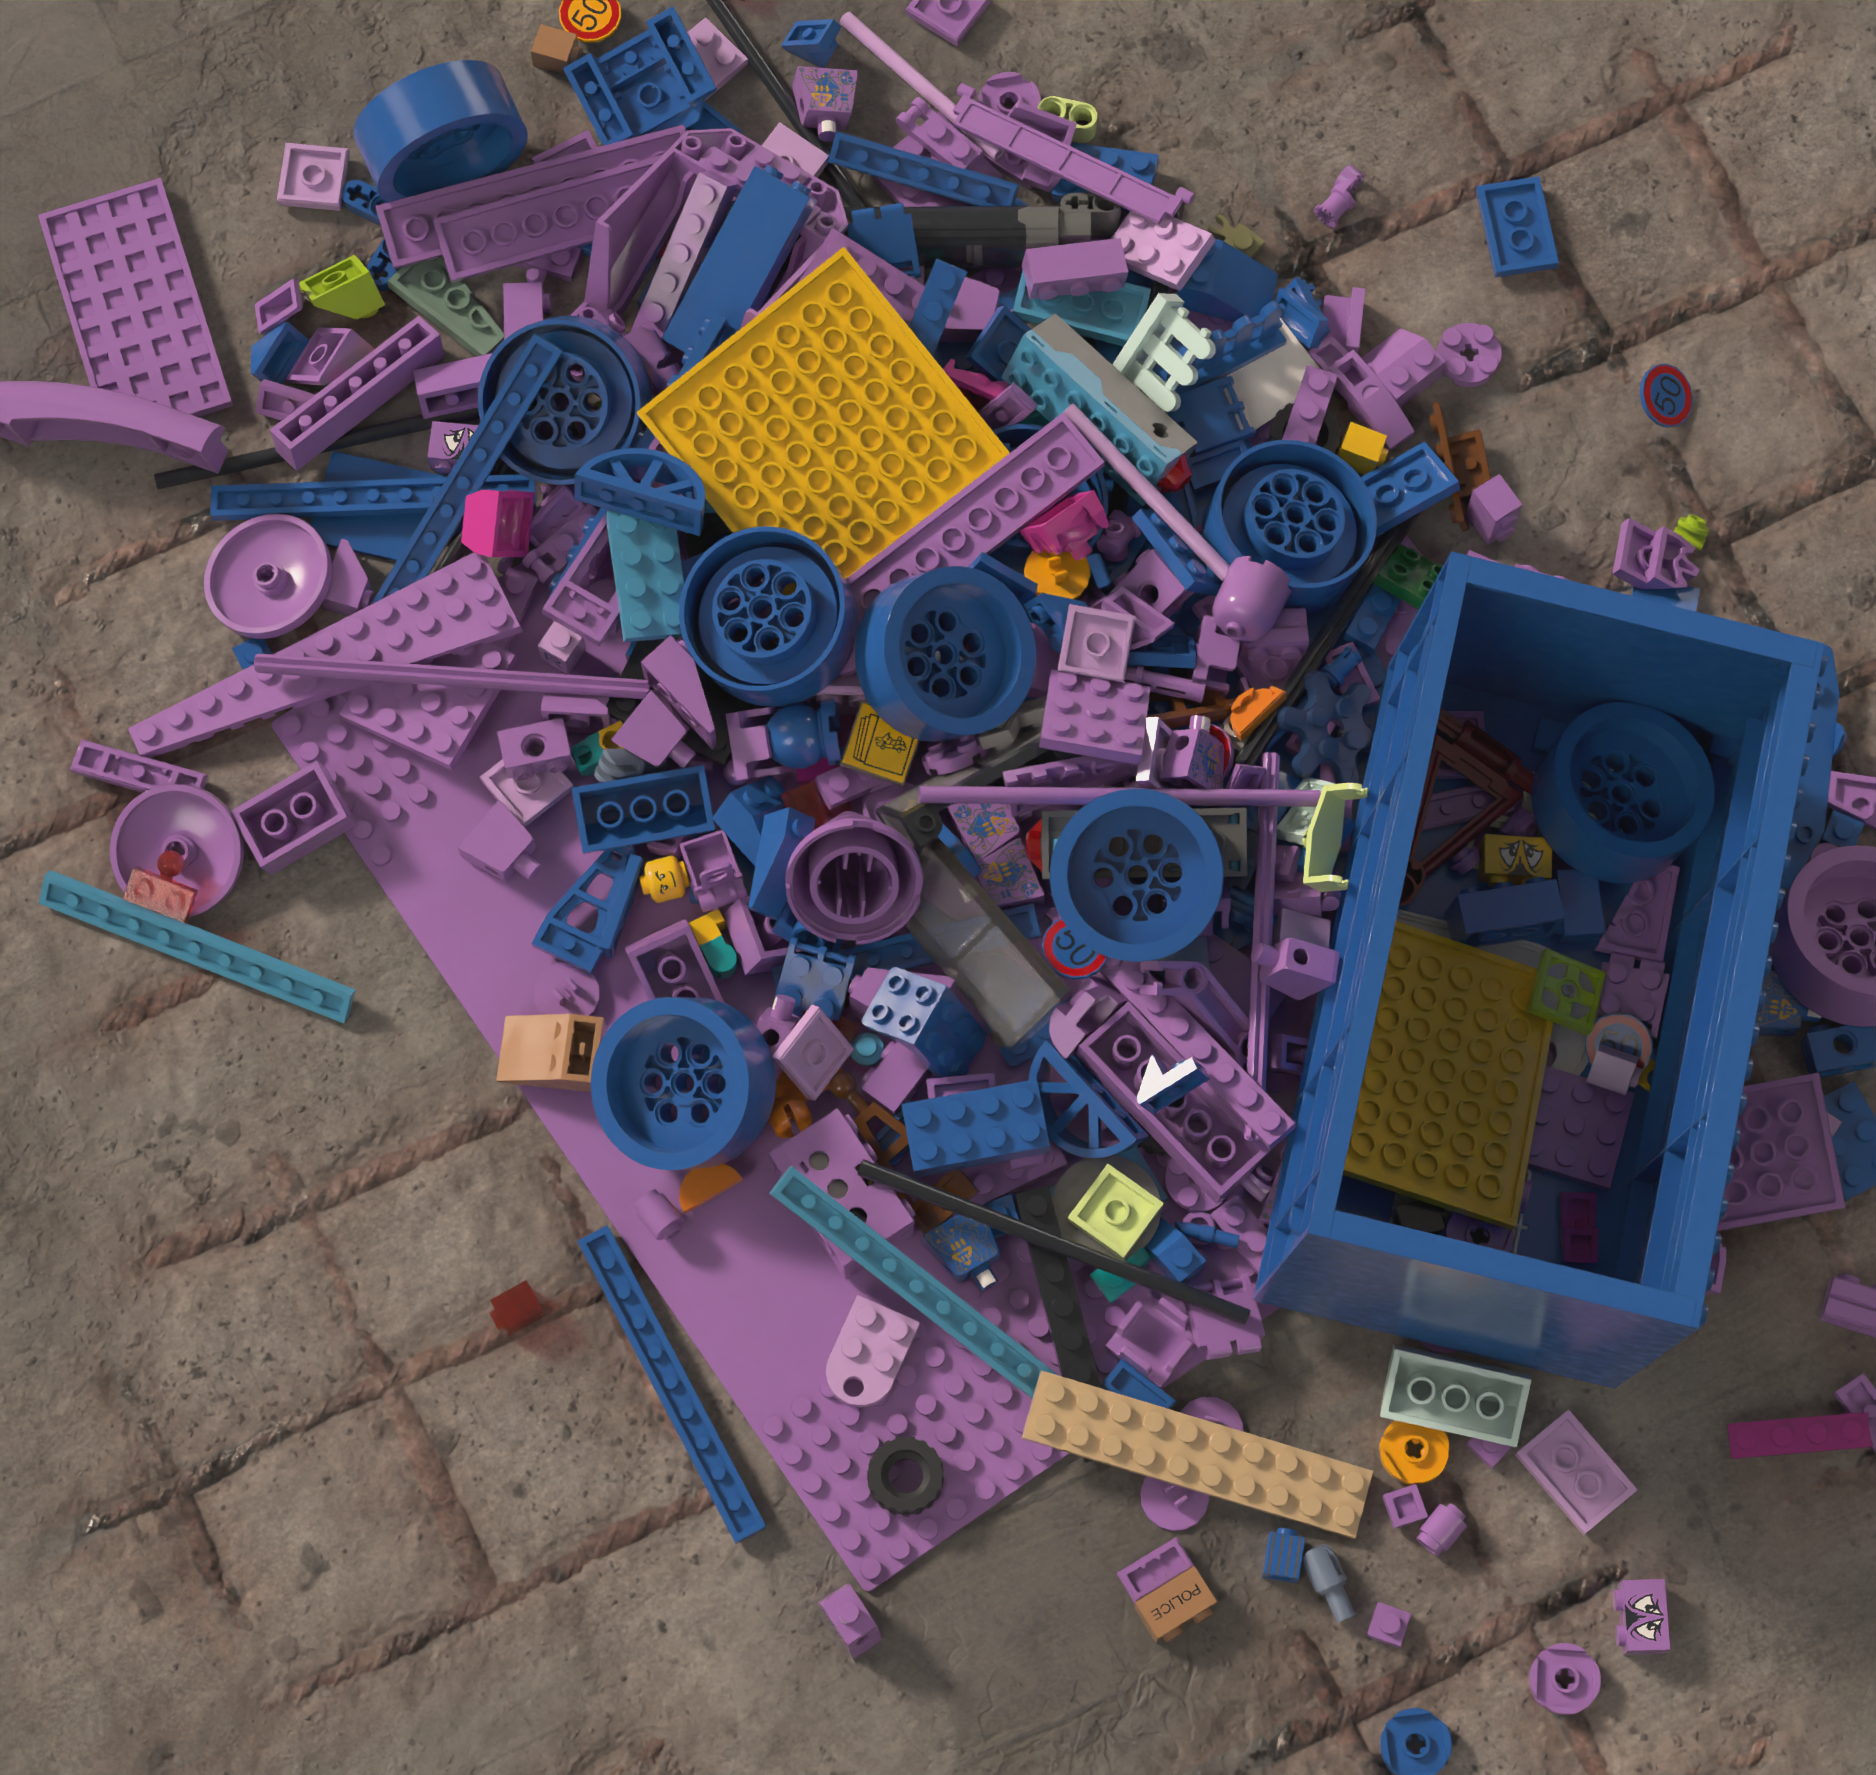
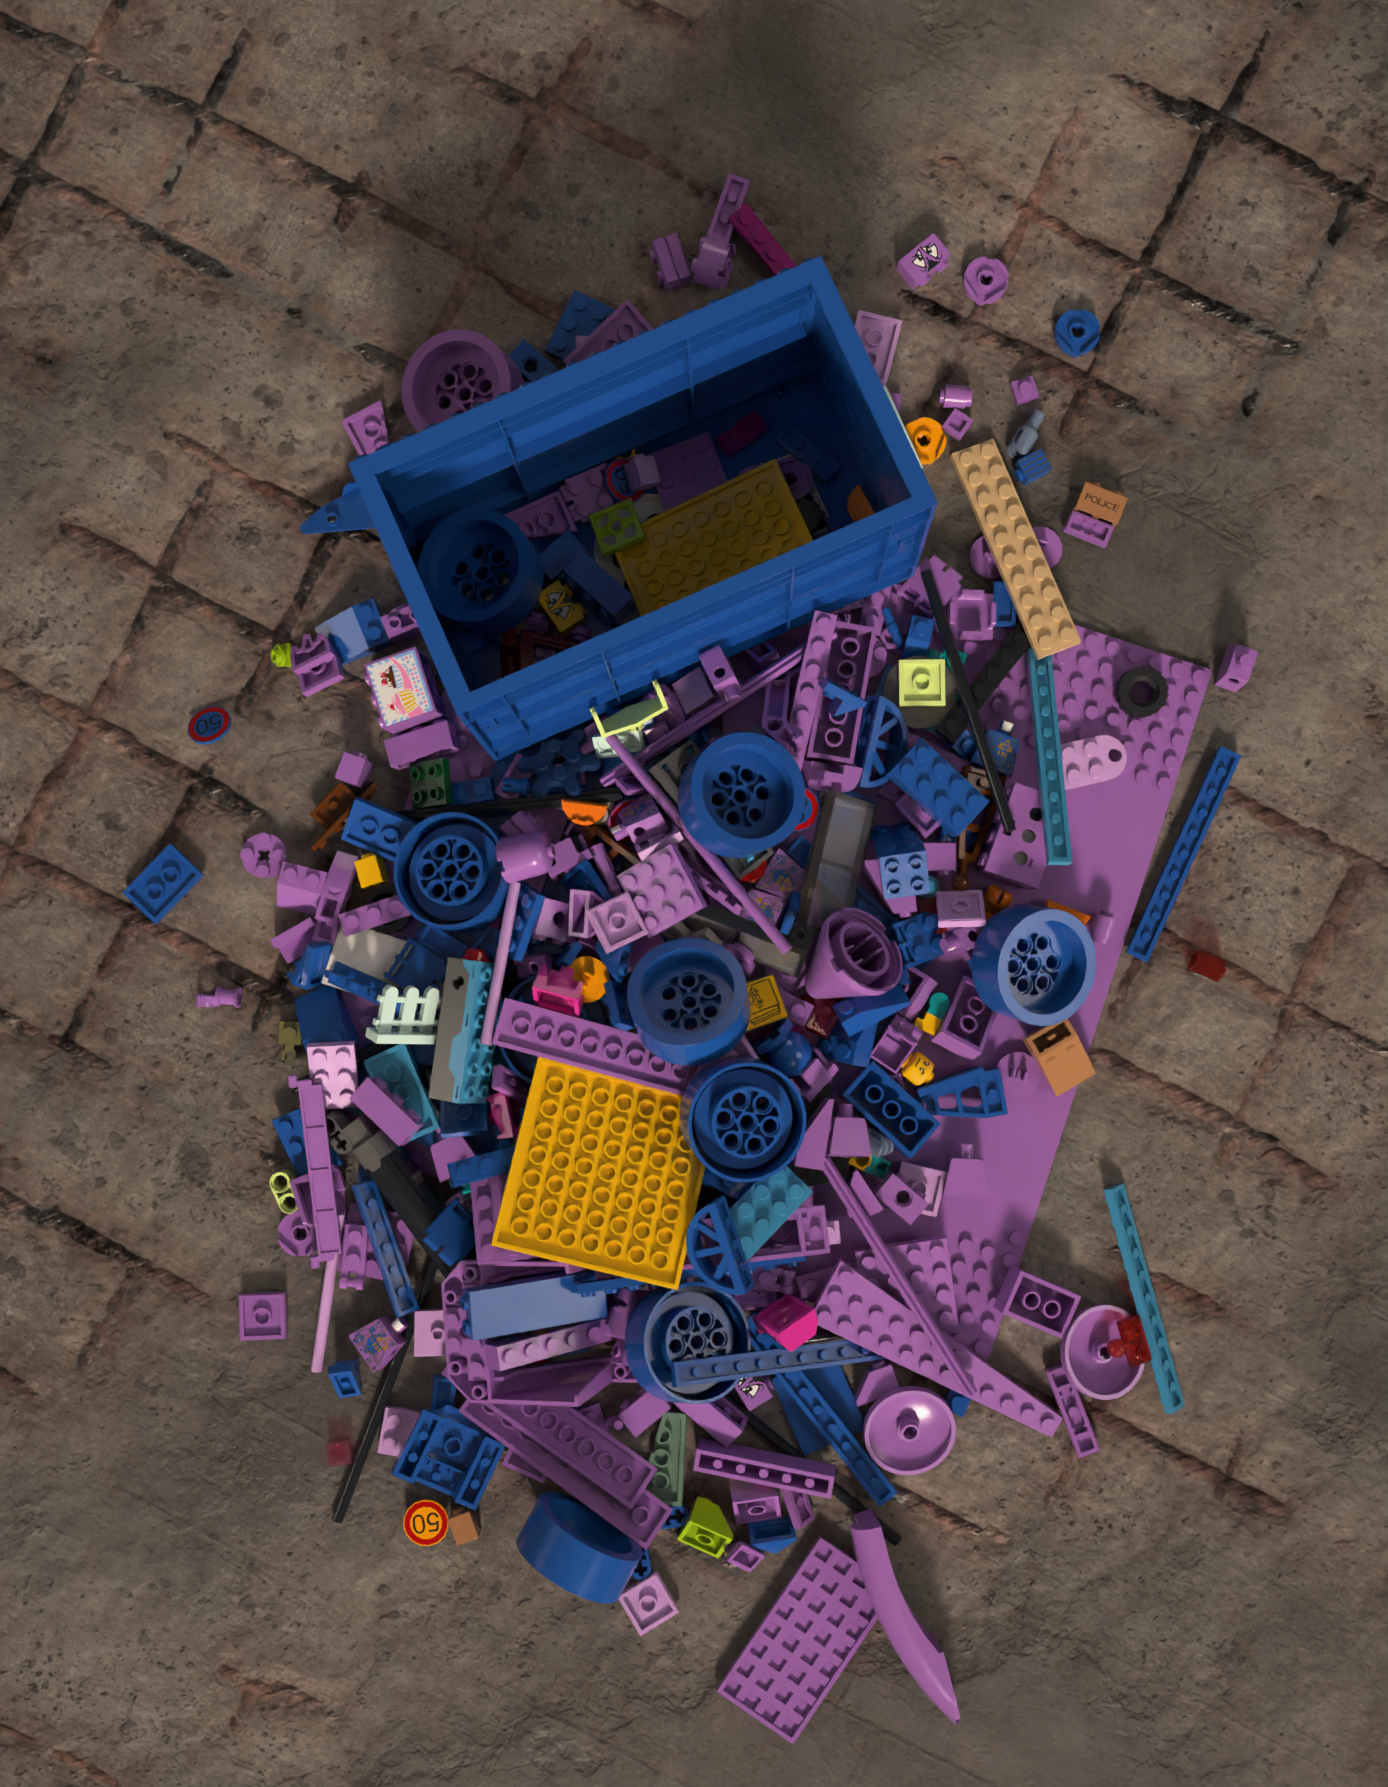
camera: 125 degrees left, 15 degrees up
(1820, 1351) = (713, 263): none -> medium lavender brick

